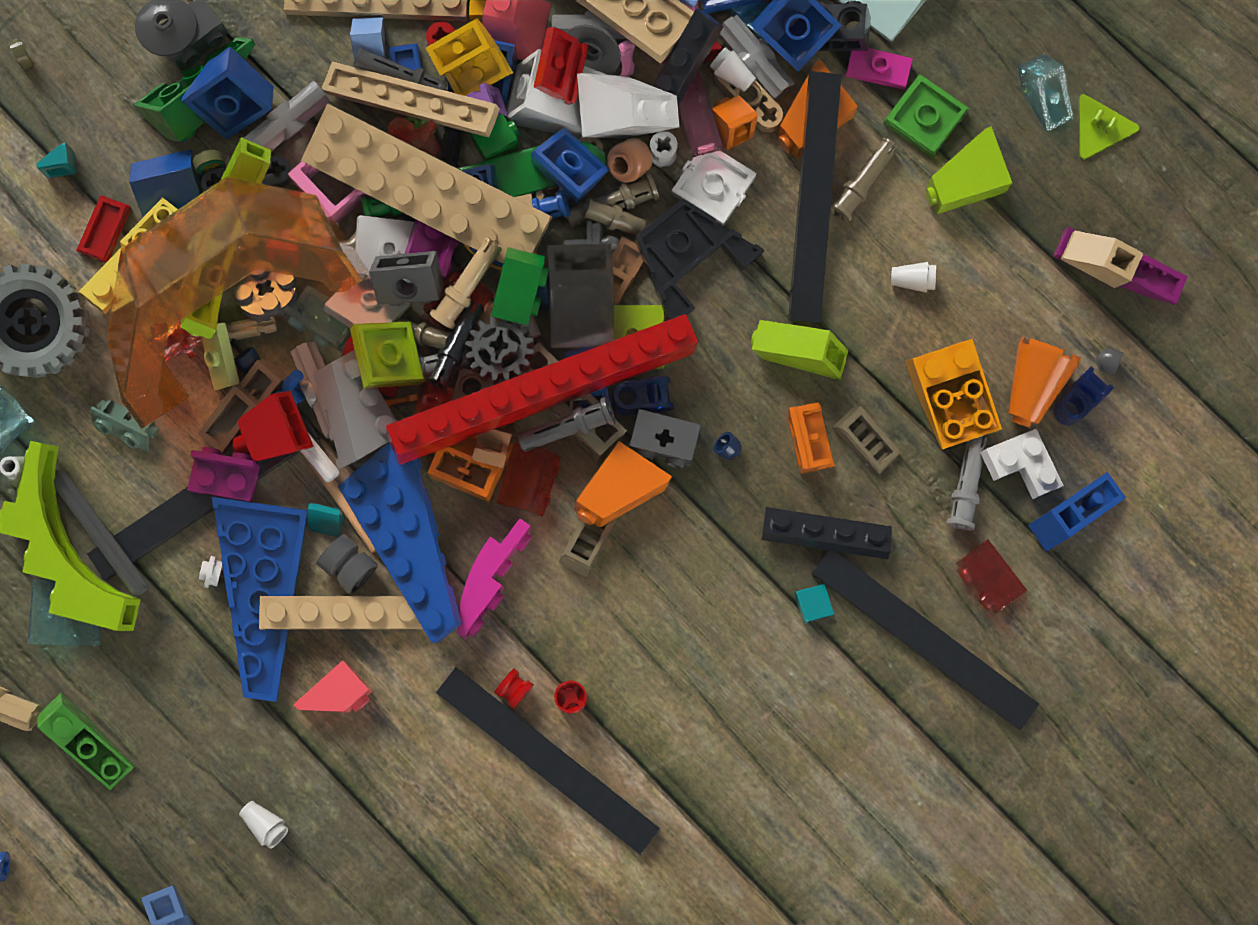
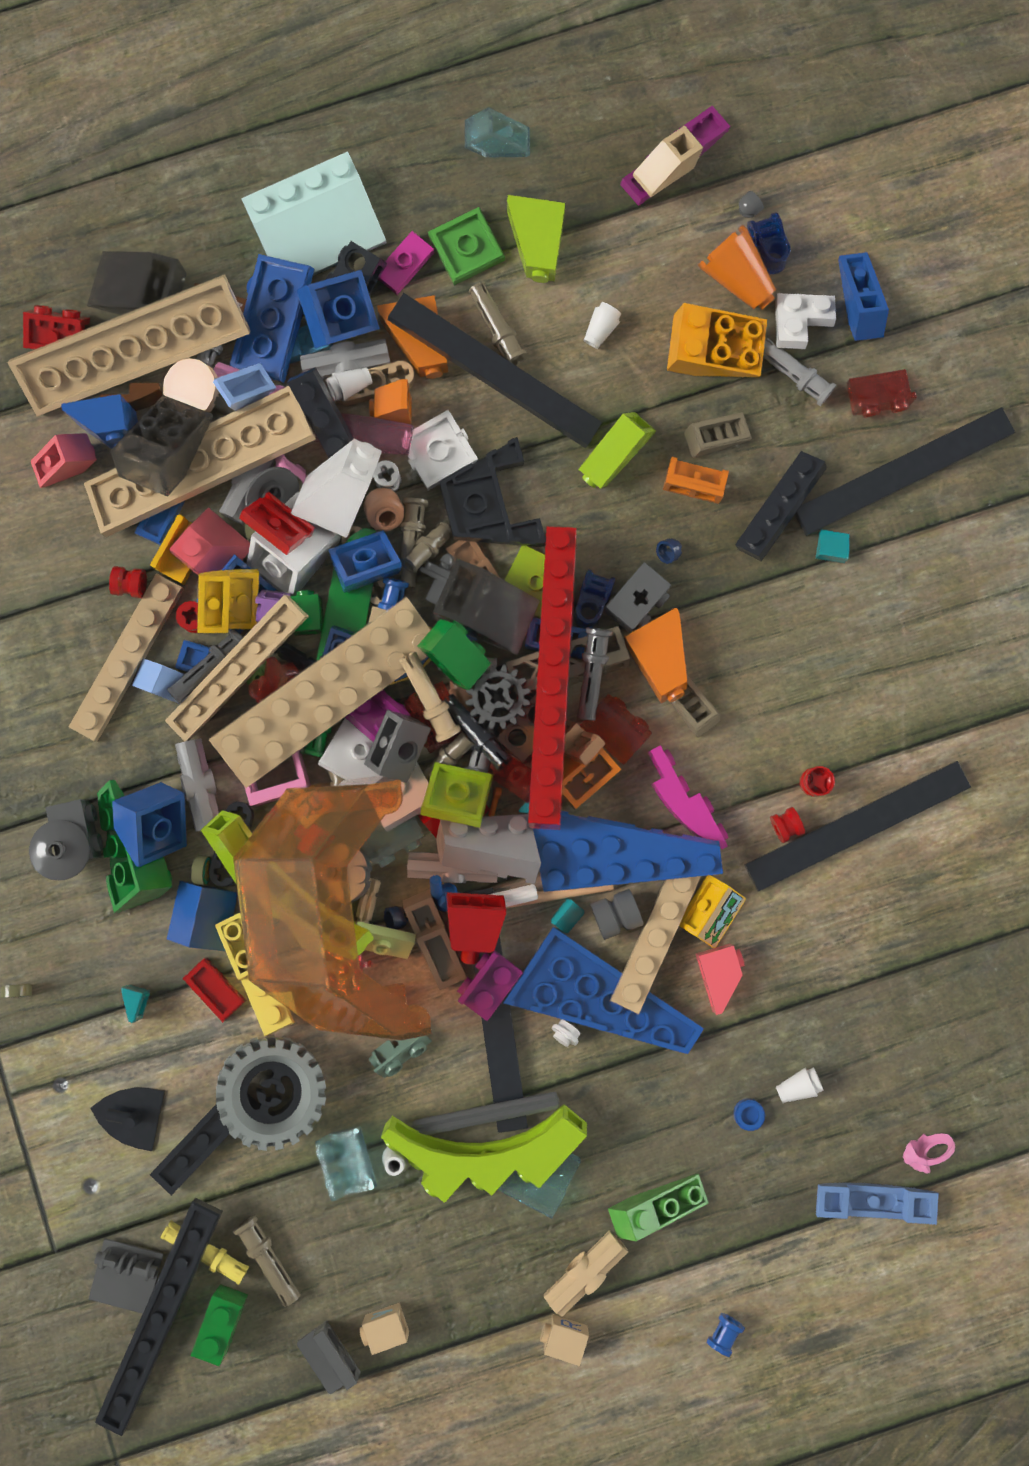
camera: 60 degrees left, 5 degrees up
(214, 788) = (749, 1114): none -> blue tile
(394, 656) = (711, 911): none -> panel
(1100, 127) = (547, 110): lime piece -> none

